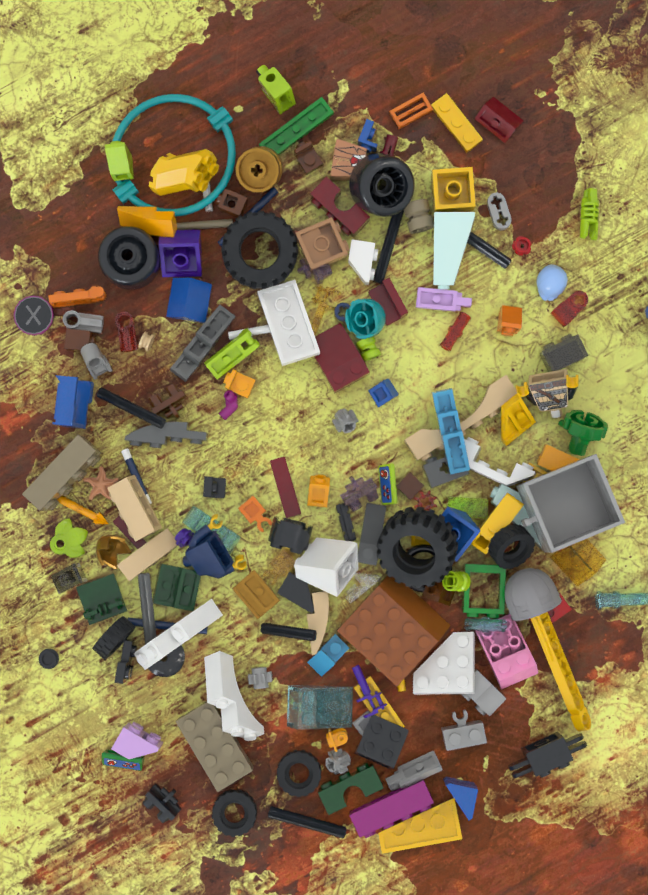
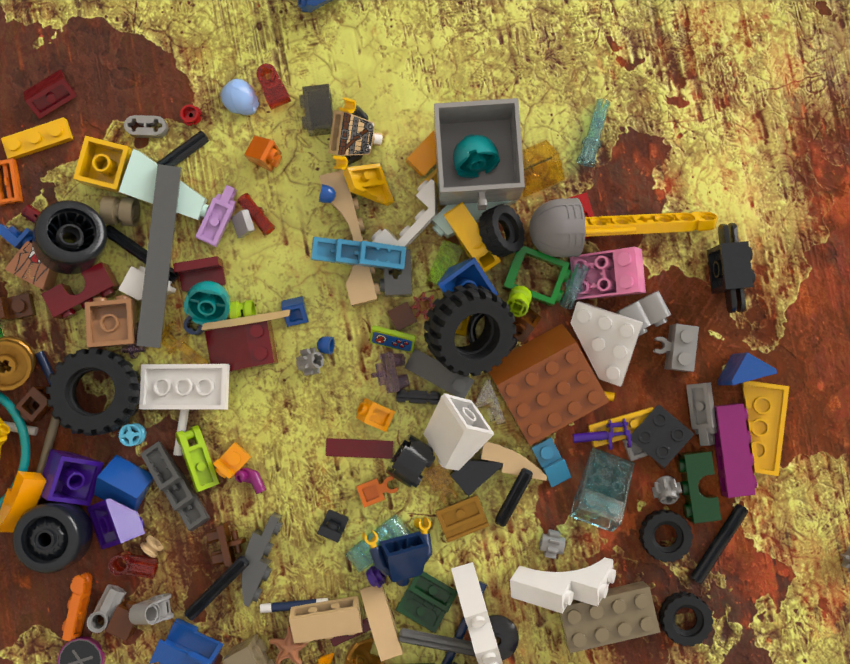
camera: 75 degrees left, 0 degrees up
(156, 303) = (114, 523): none -> slope
(232, 289) = (127, 434): none -> medium azure wheel
(336, 737) = (643, 483): light orange hinge -> none
(362, 355) = (245, 320): none -> tan sticker
(363, 429) = (326, 345): none -> blue hinge
(391, 264) = (159, 256): none -> dark grey tile
(443, 323) = (243, 223): none -> light grey tile
(492, 387) = (327, 194): none -> blue hinge
(567, 502) = (475, 155): none -> teal cylinder
(583, 431) = (405, 116): green piece -> none
(589, 214) = (182, 34): lime hinge -> none

